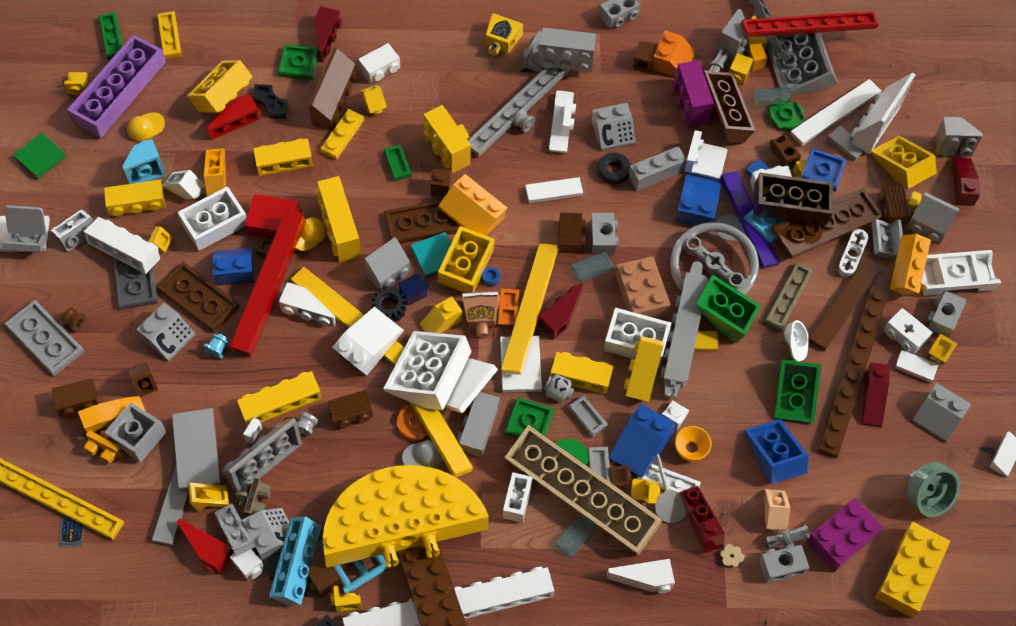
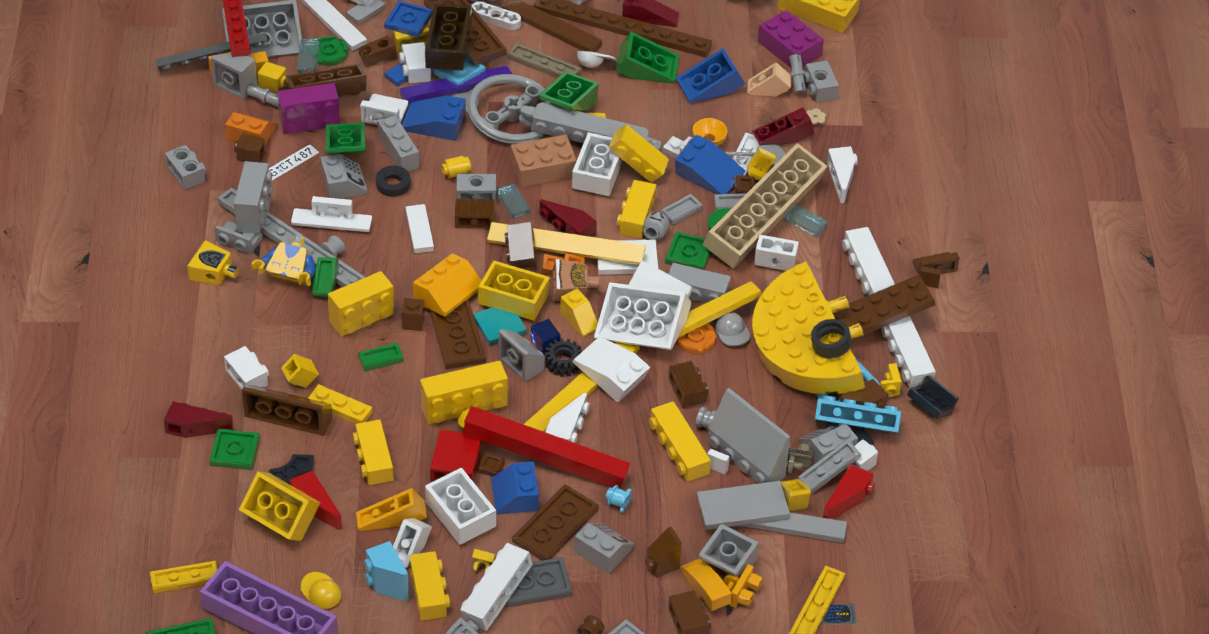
camera: 90 degrees left, 15 degrees down
(368, 538) = (831, 350): none -> black tyre
(485, 115) = (325, 276): none -> green tile
(498, 87) = (288, 262): none -> torso
(522, 267) = (521, 245): none -> brick
(632, 217) = (456, 166): none -> yellow brick
(633, 87) = (292, 161): none -> white sticker
(647, 121) = (345, 138): none -> green slope

